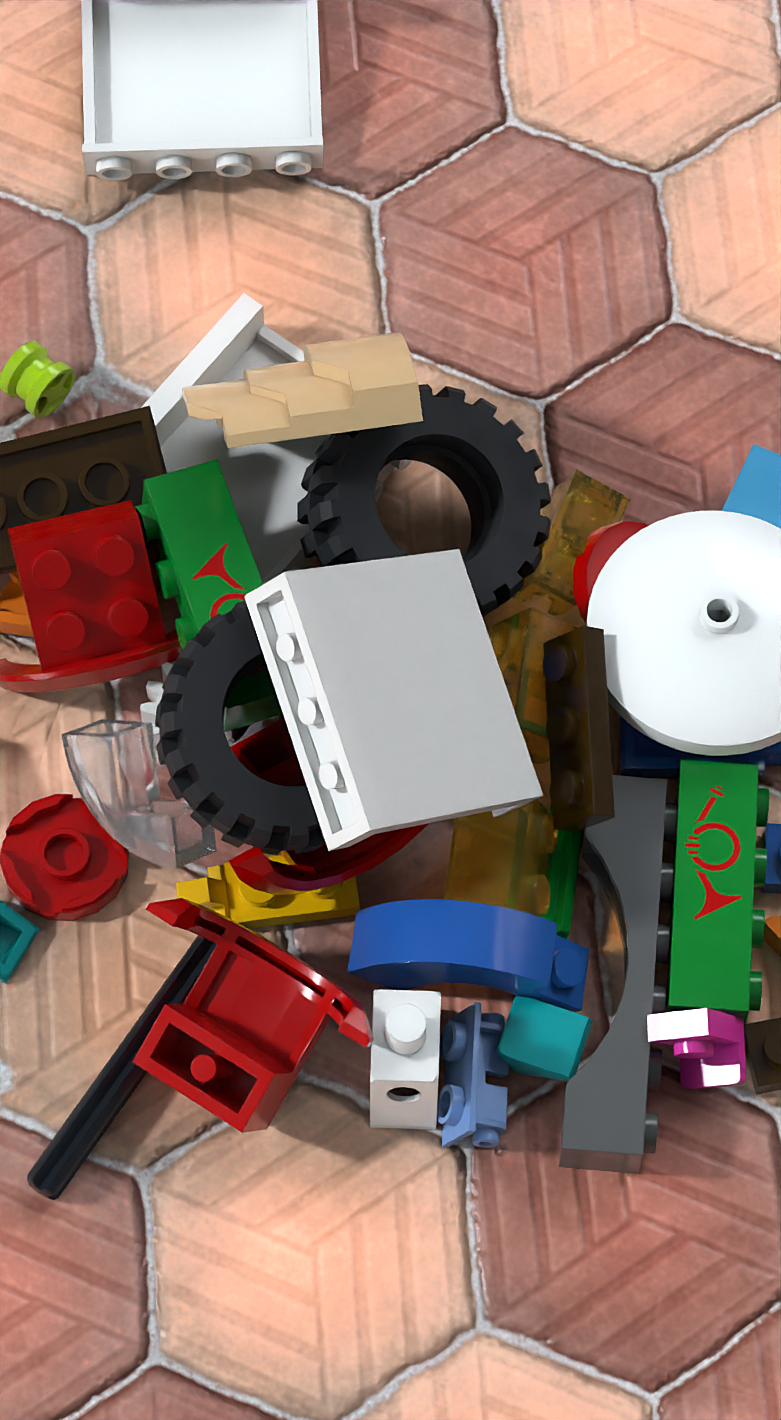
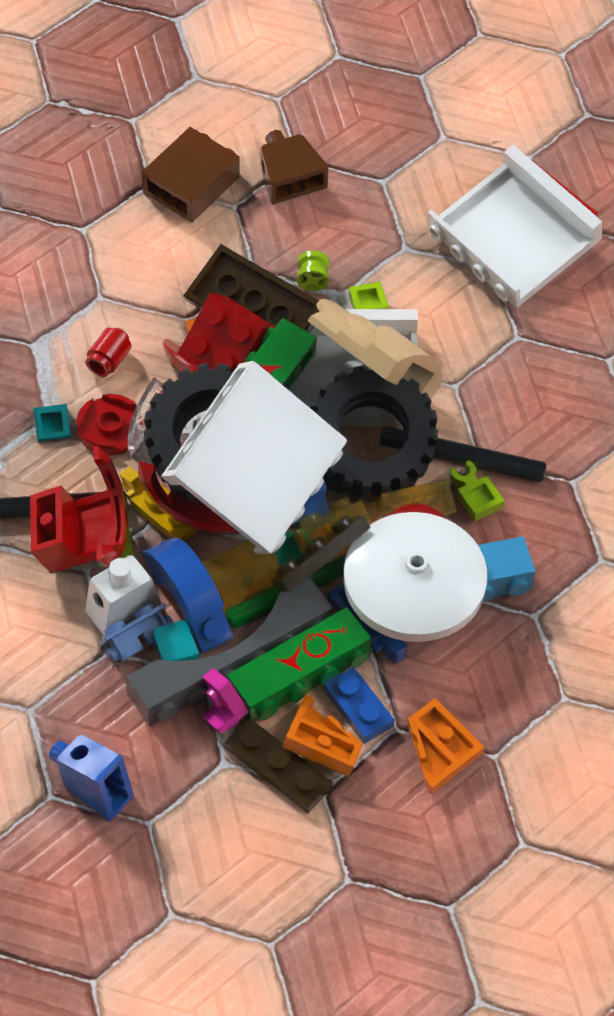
camera: 50 degrees right, 10 degrees down
(152, 345) = (368, 296): none -> lime plate
(536, 408) = (479, 456): none -> black axle
(613, 451) = (476, 495): none -> lime plate
(710, 1317) = (93, 775): none -> blue torso

